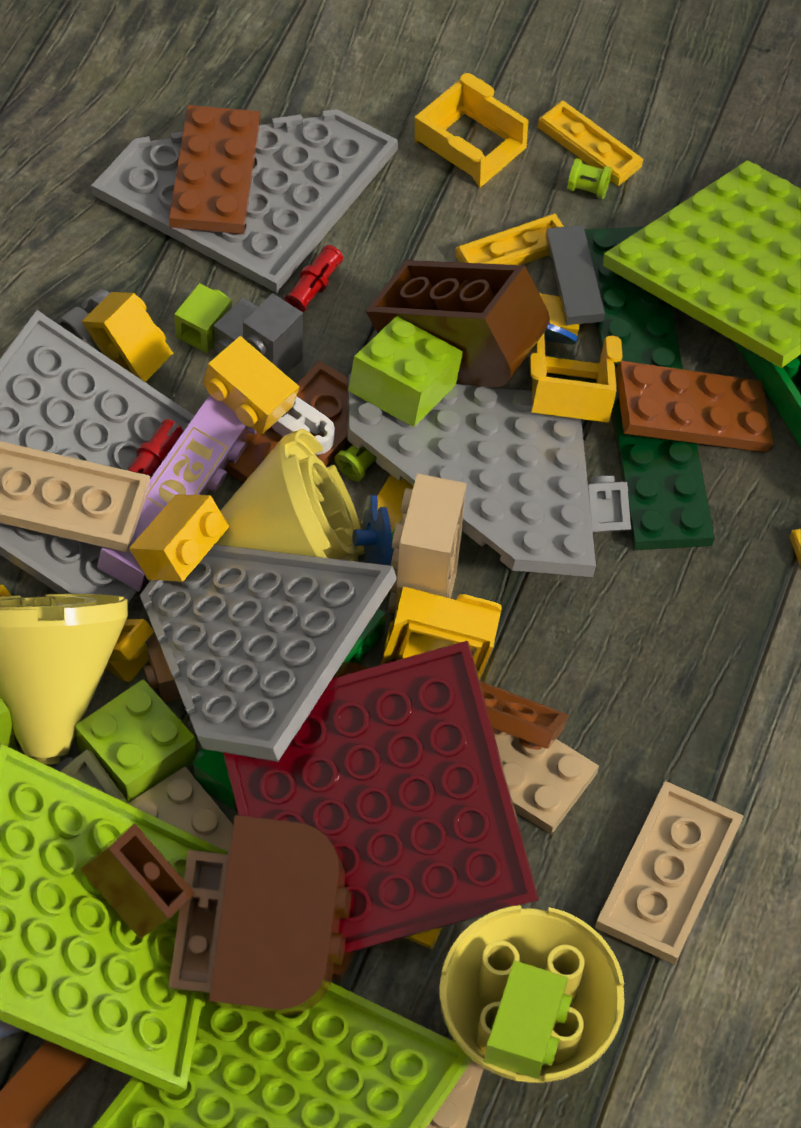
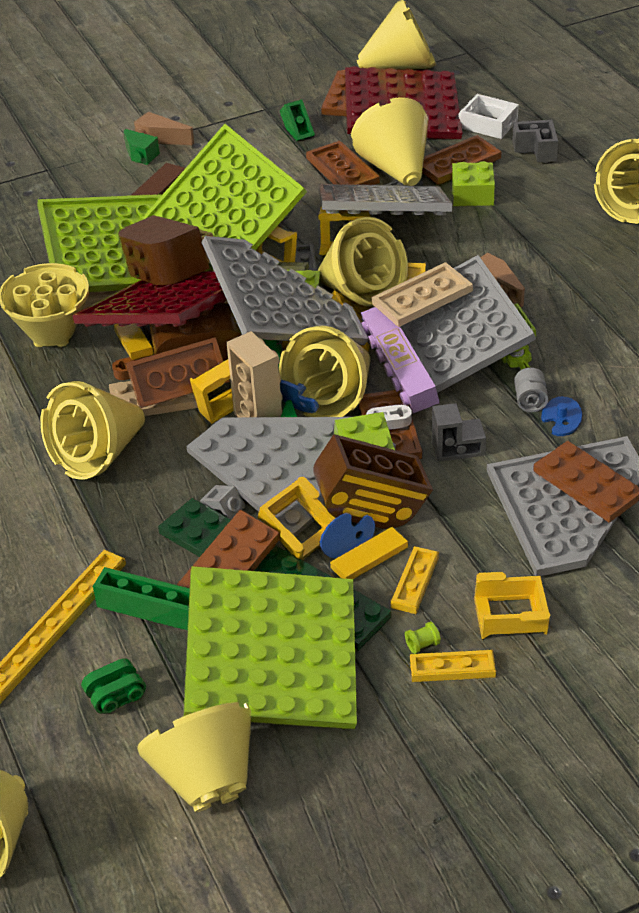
camera: 140 degrees right, 15 degrees down
(88, 279) = (562, 410): none -> blue piece
(128, 334) = (503, 385): yellow brick -> none
(137, 881) = (215, 211): reddish brown brick -> none
(153, 452) = (423, 352): red pin -> none
(179, 537) = (360, 319): yellow brick -> none
(199, 314) = (496, 429): lime brick -> none
(250, 385) = (413, 381): yellow brick -> none
(314, 278) = (479, 487): red pin -> none
(526, 1019) = (32, 271): lime brick -> none
(574, 275) = (365, 578): dark grey tile -> none
(668, 706) = (87, 428): none -> light yellow cone
(669, 872) = (32, 395): tan plate -> none

